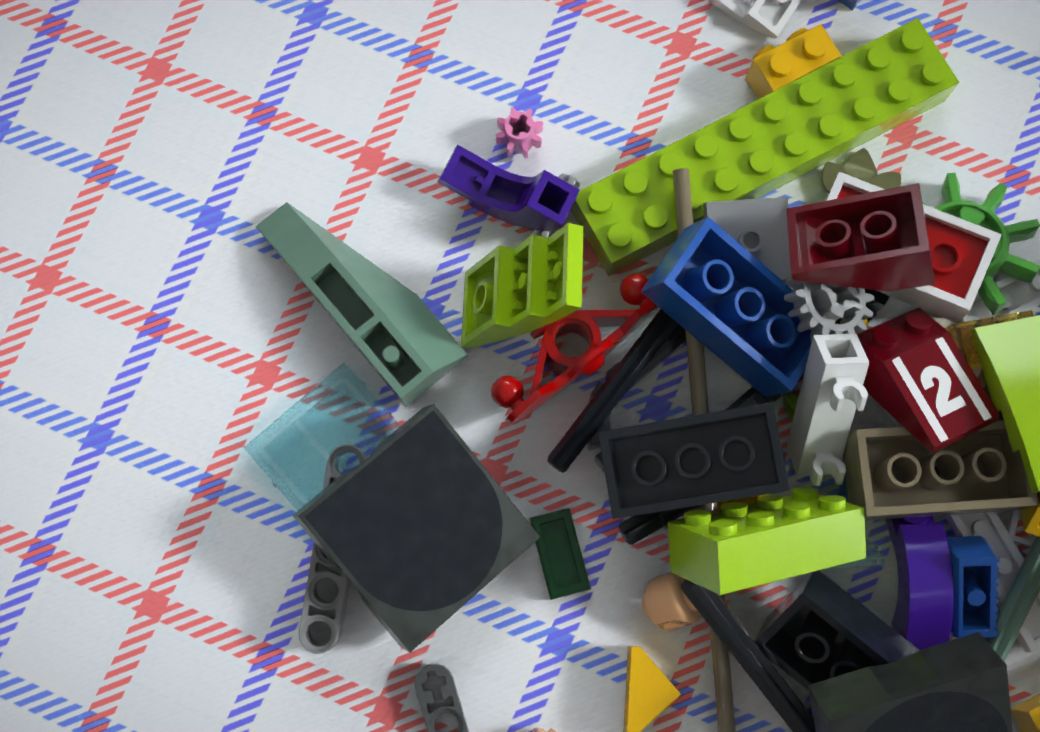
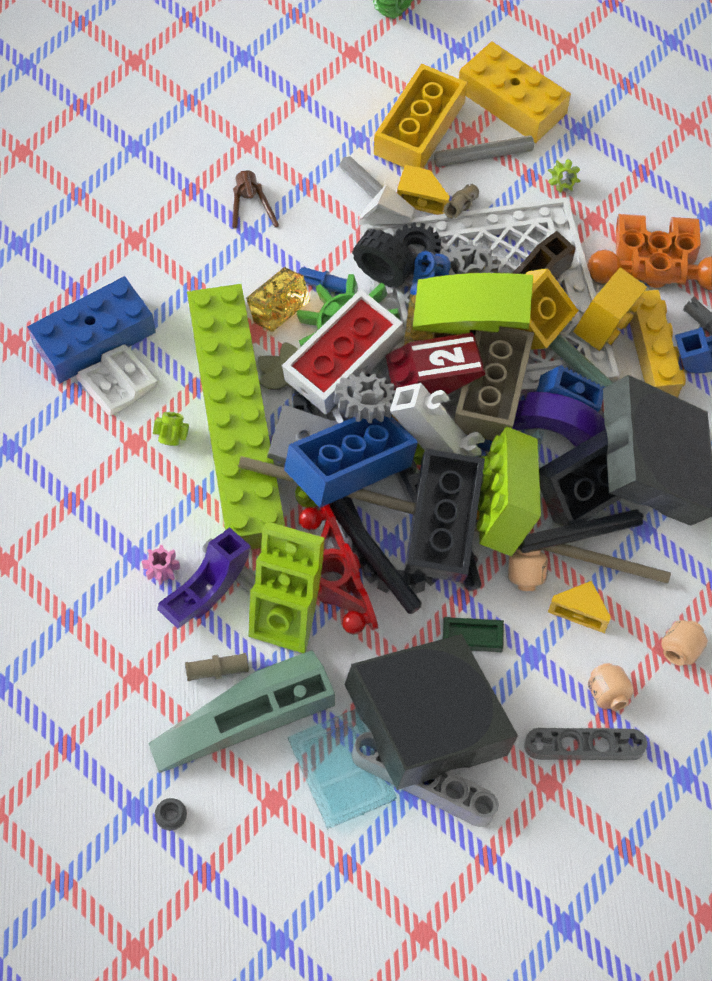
camera: 75 degrees left, 15 degrees down
(204, 250) = (168, 805): none -> dark grey plate
(408, 246) = (216, 667): none -> dark tan pin
(711, 75) = (170, 428): none -> lime gear
(795, 58) = (185, 376): yellow brick -> none
(862, 241) = (340, 360): dark red slope -> none
(959, 140) = (278, 299): none -> clear yellow brick
(1019, 189) = (330, 282): none -> blue axle

